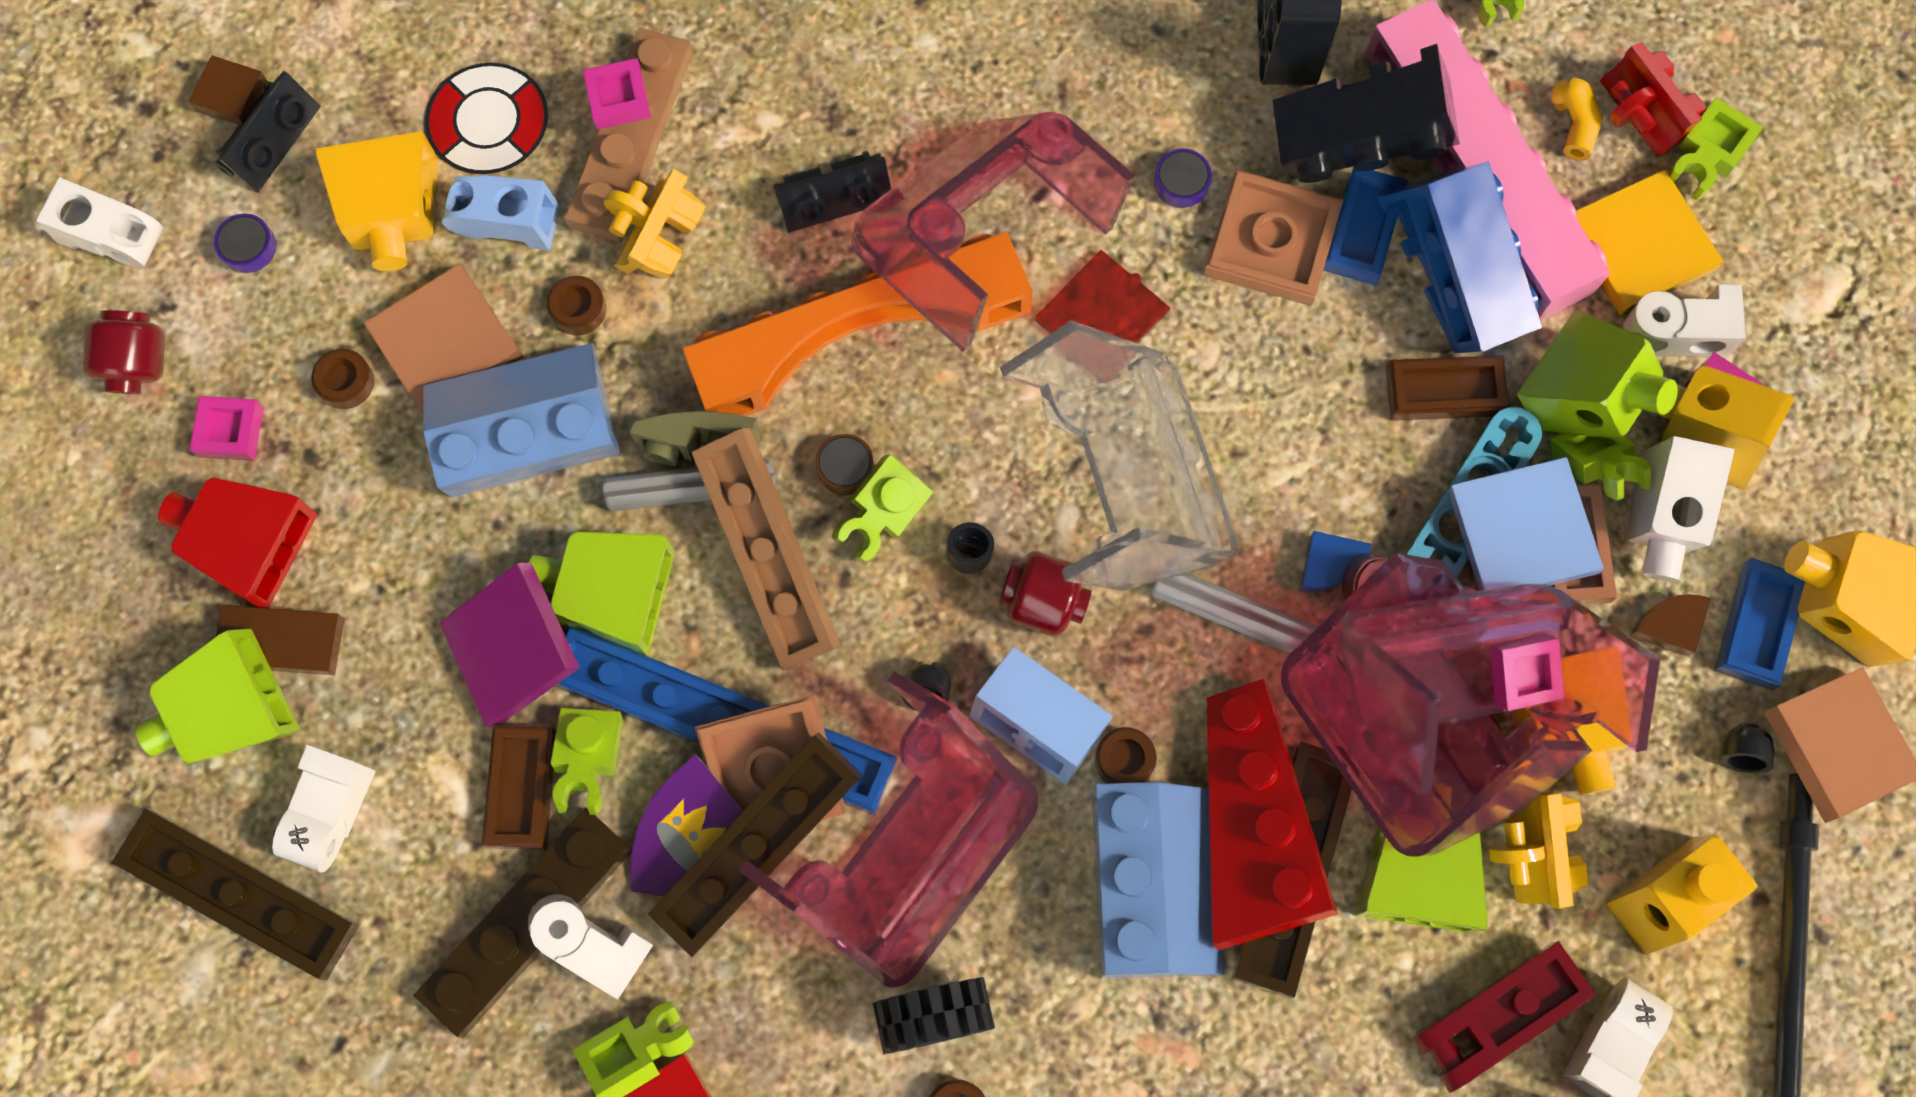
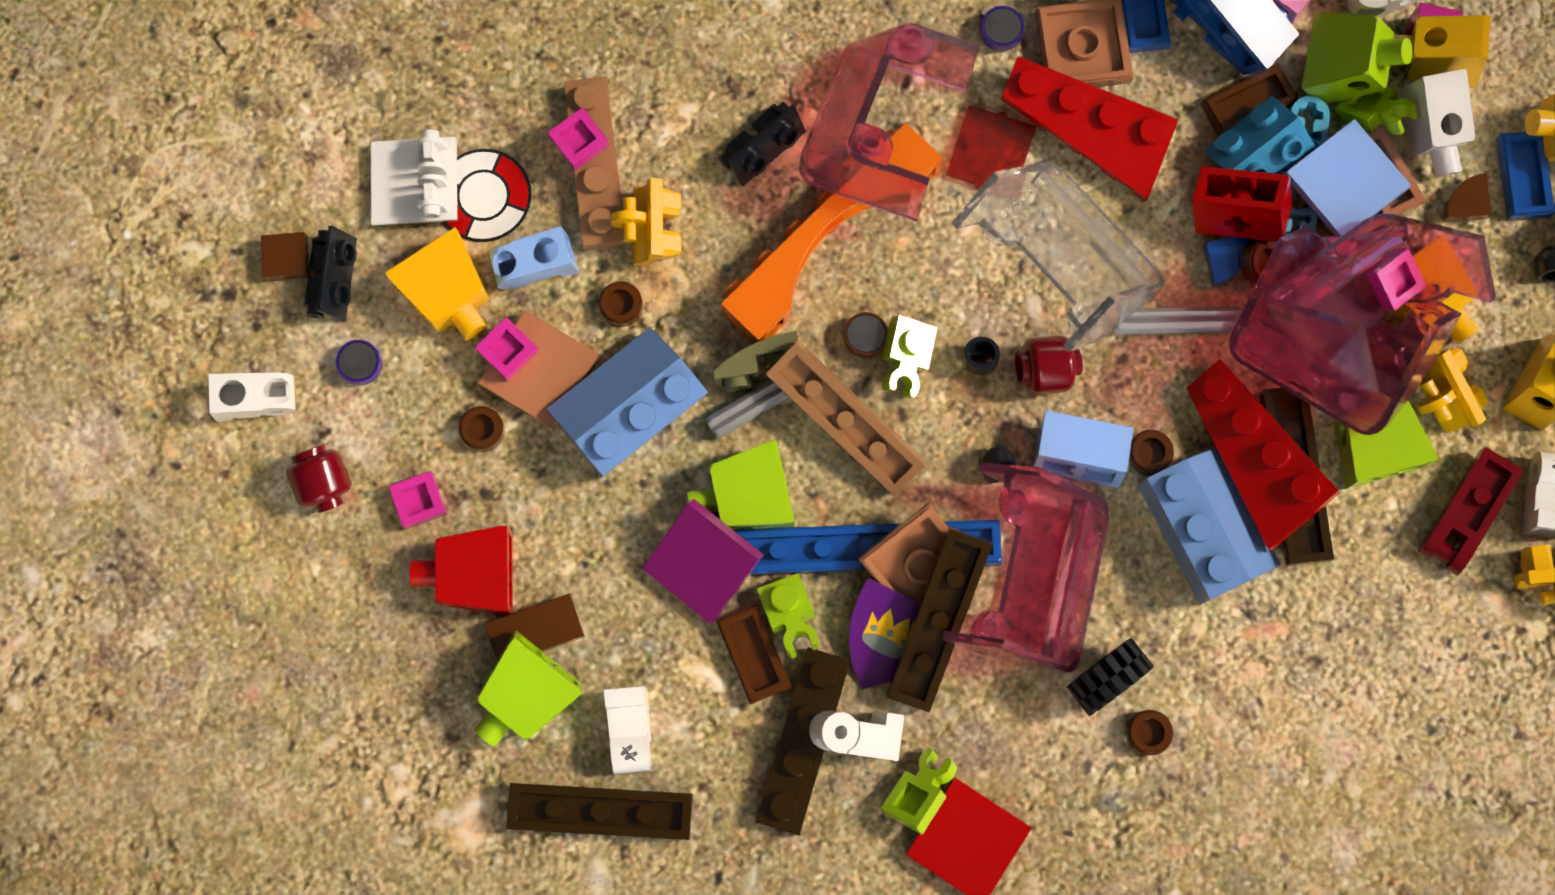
camera: 25 degrees left, 5 degrees up
(413, 297) = (507, 349): none -> dark pink tile
(415, 66) = (414, 180): none -> white hinge
(1252, 344) = (1103, 127): none -> red wing
(1375, 498) = (1241, 203): none -> red brick
(1433, 444) = (1263, 141): none -> dark azure bracket

